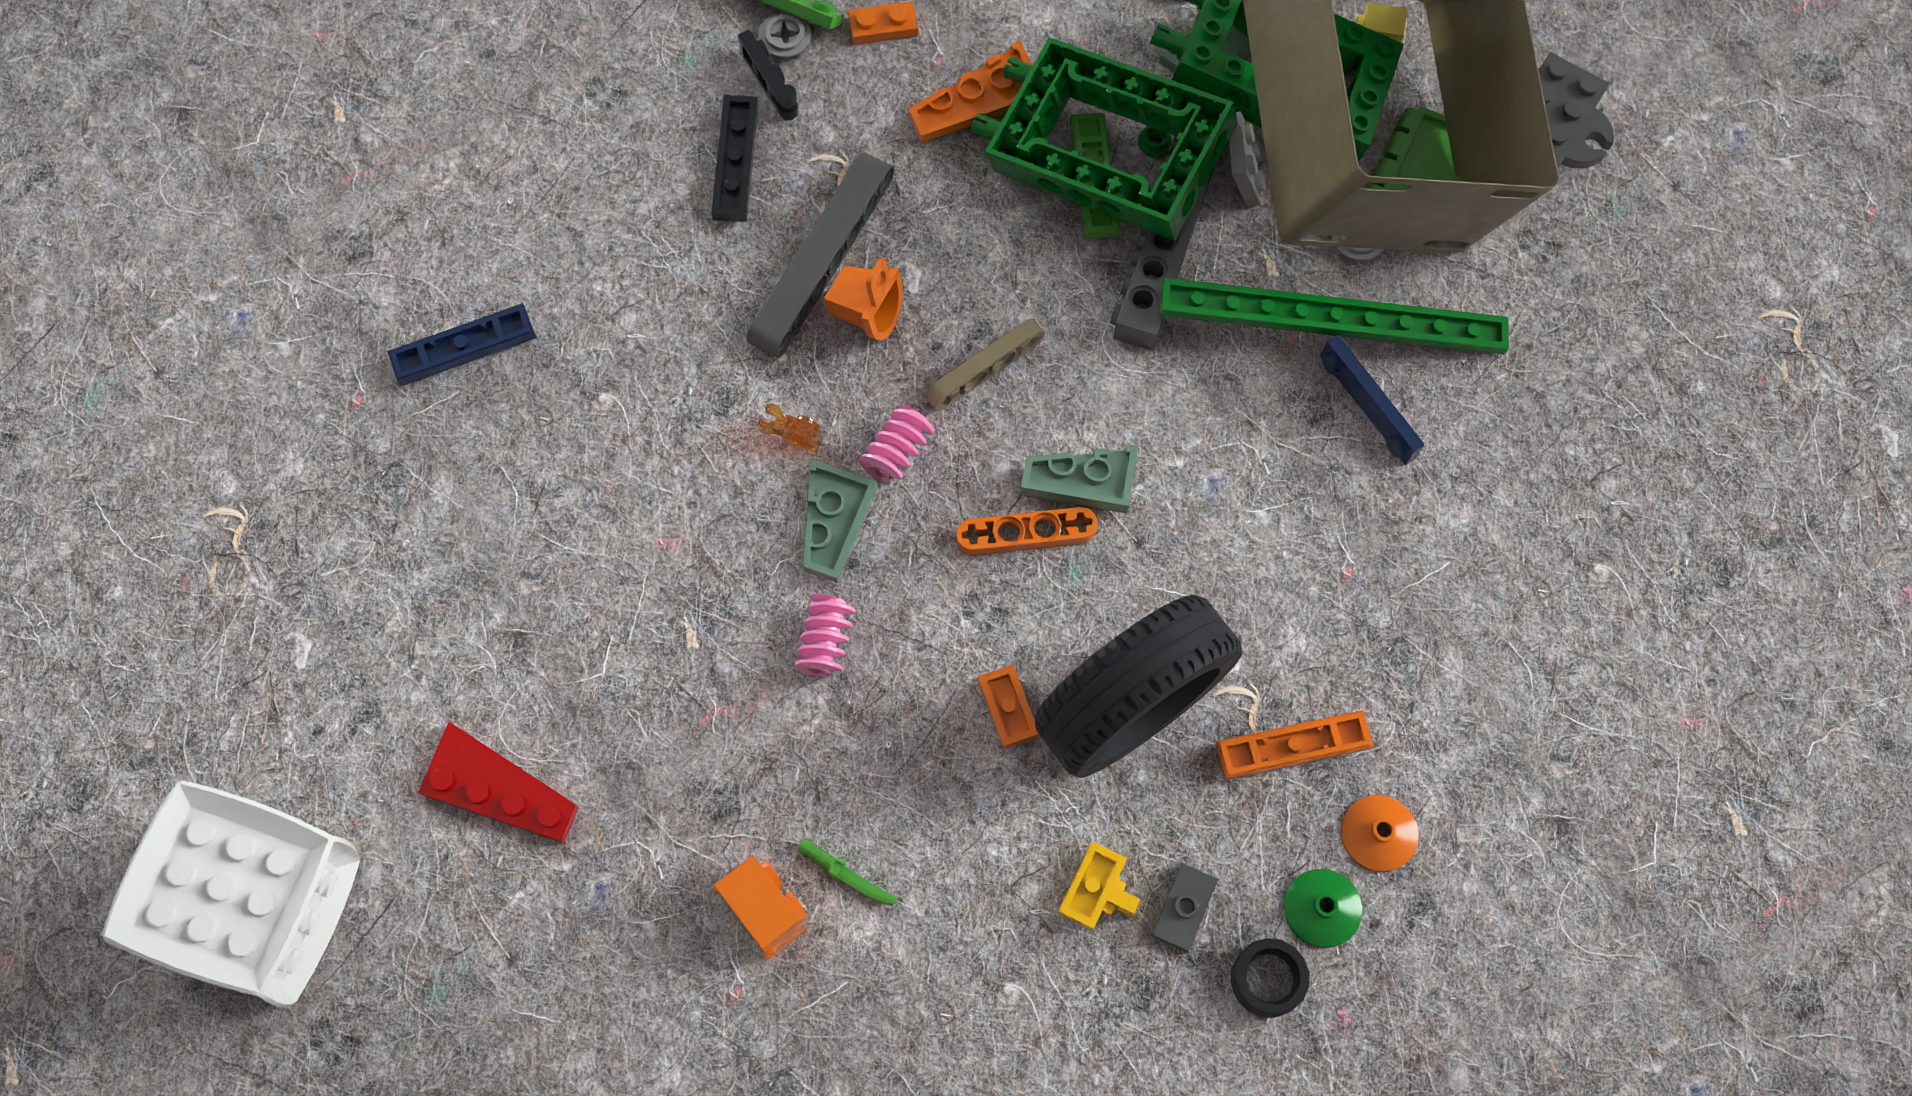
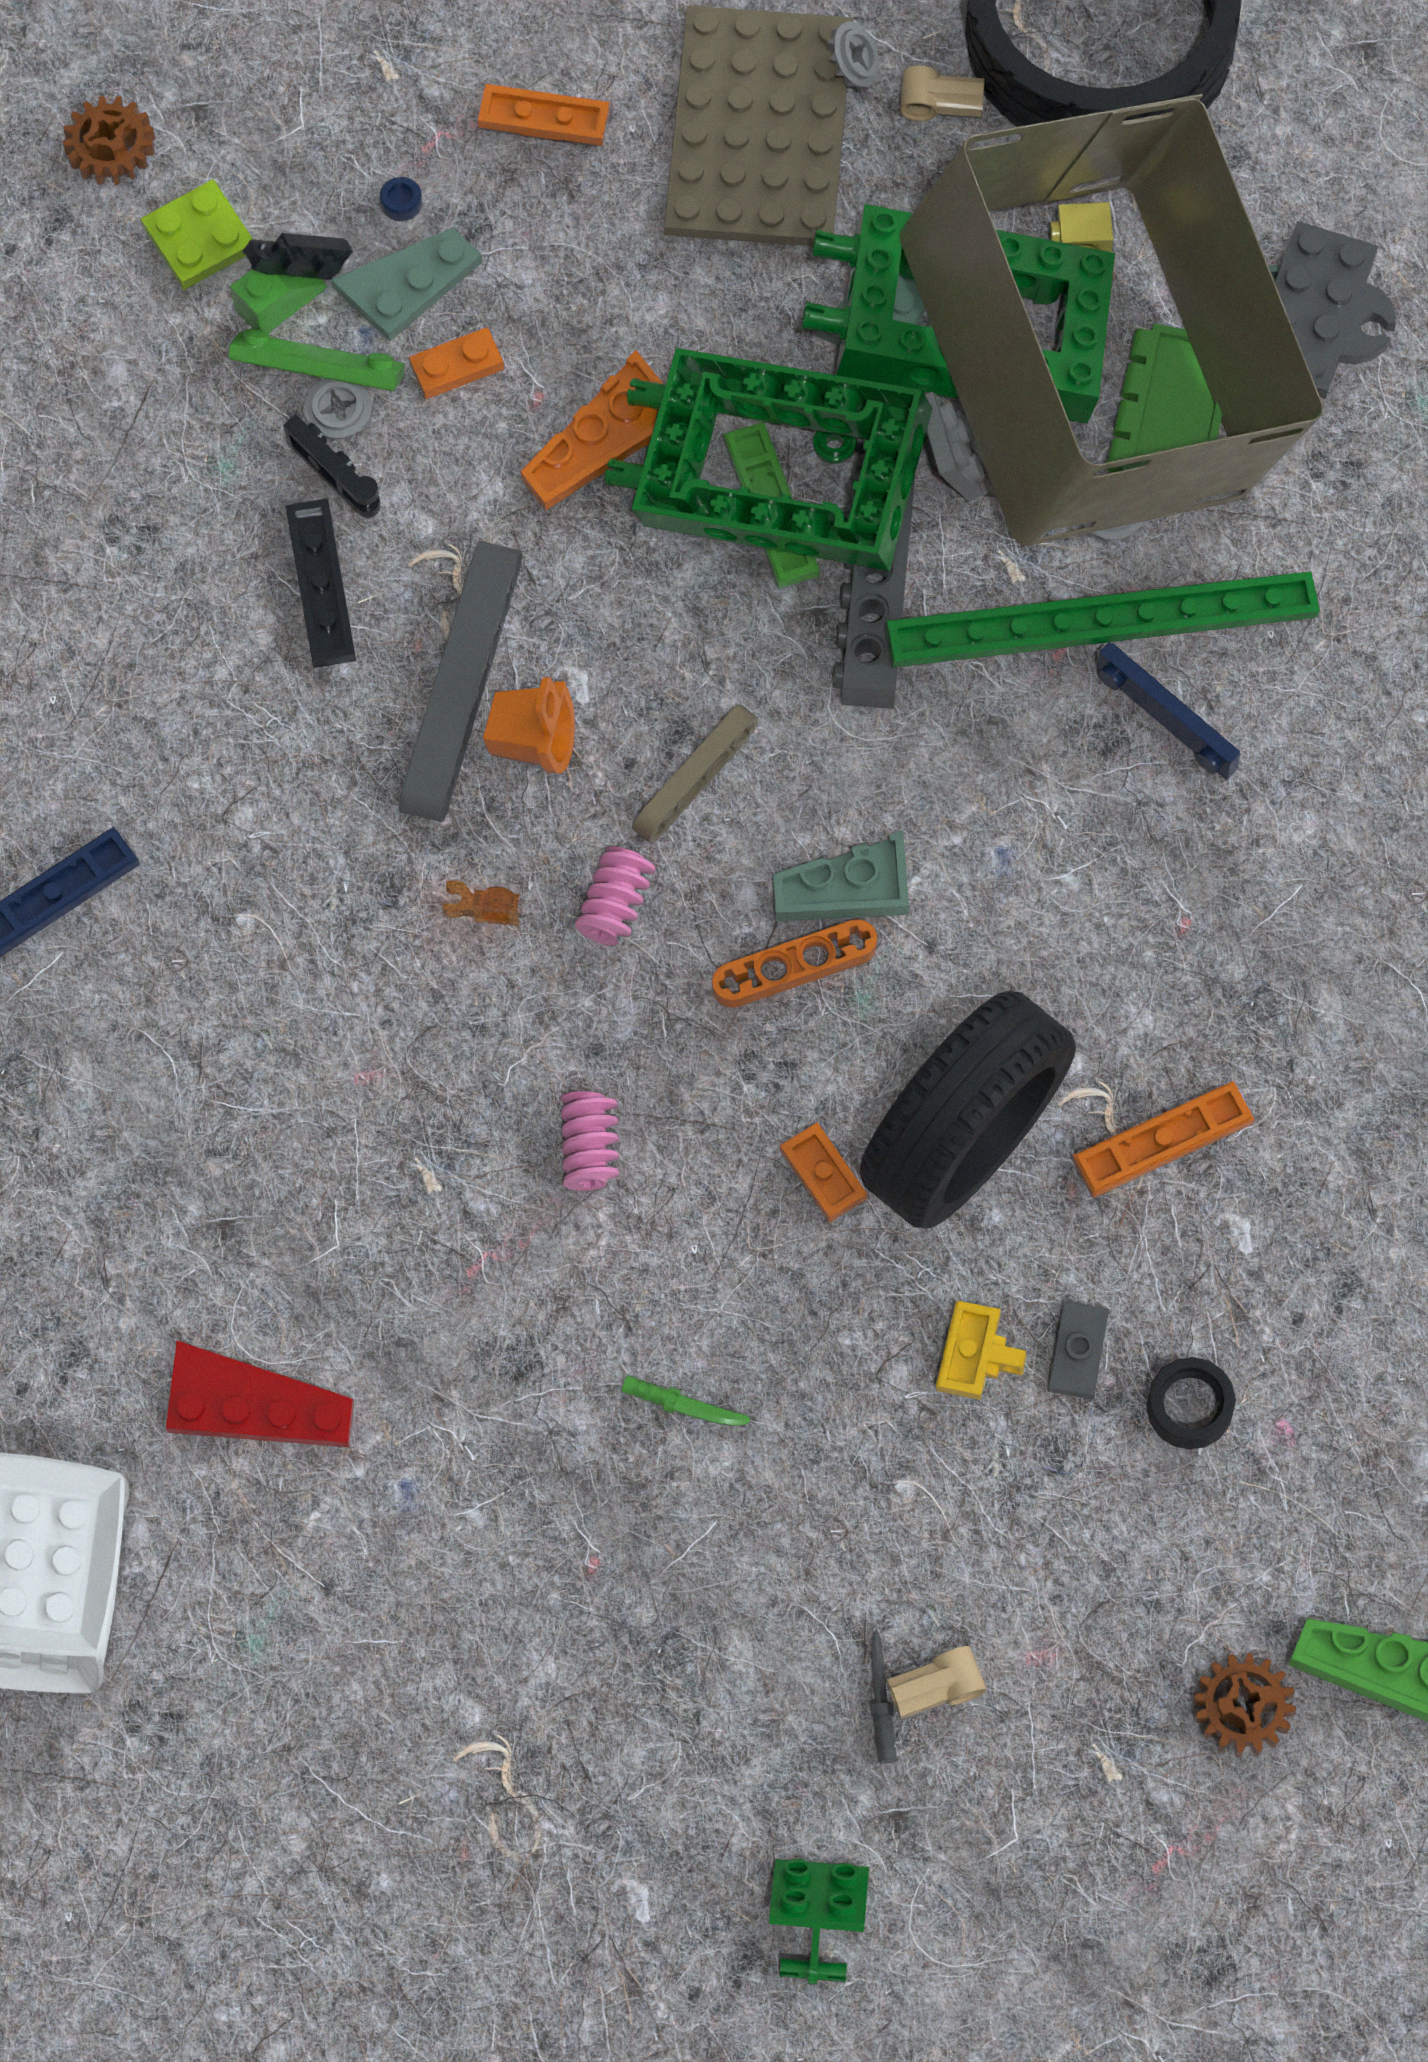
camera: 10 degrees left, 0 degrees up
(760, 905) = (601, 1456): orange brick -> none
(834, 517) = (563, 999): sand green wing -> none
(1307, 918) = (1232, 1335): green dish -> none
(1367, 846) = (1277, 1236): orange dish -> none

